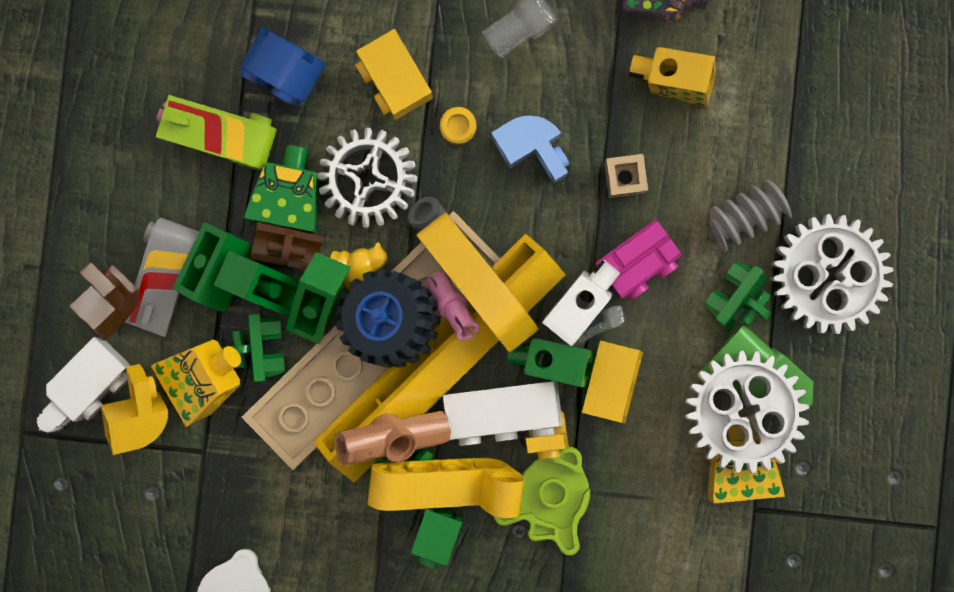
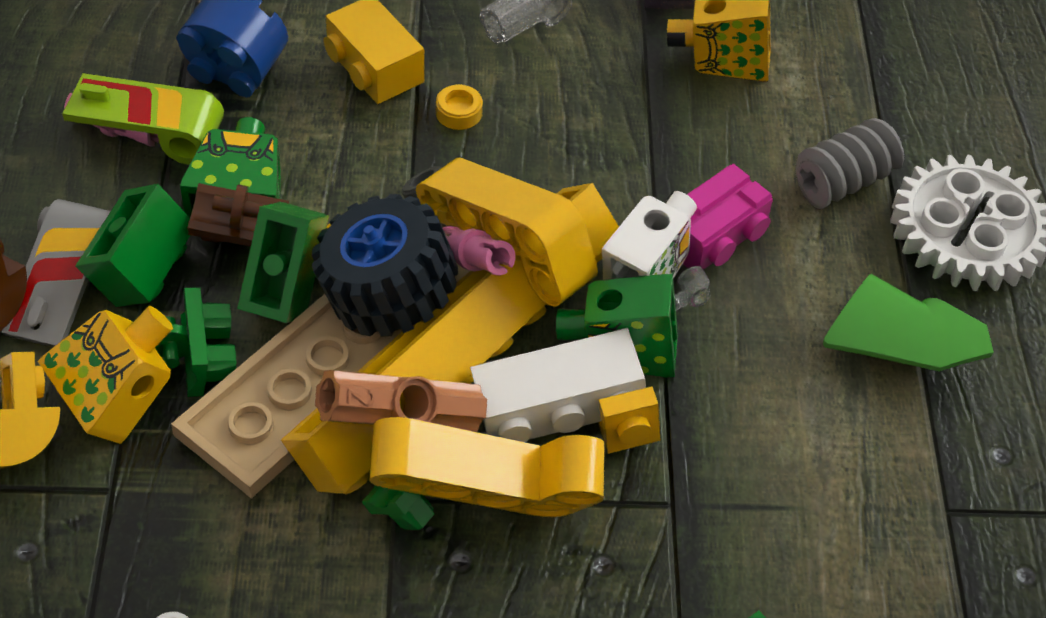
camera: 10 degrees left, 35 degrees down
(257, 283) = (197, 245): green brick -> none
(373, 160) = (344, 152): white gear -> none
(436, 537) = (479, 543): green brick -> none
(531, 136) = (555, 105): light blue brick -> none
(554, 499) = (646, 514): lime tile -> none
(612, 382) = (709, 354): yellow hinge -> none
(635, 167) = (682, 133): tan plate -> none
(731, 309) = (864, 252): green hips -> none
(742, 486) = (919, 445): yellow torso -> none
(778, 400) = (907, 352): white gear -> none

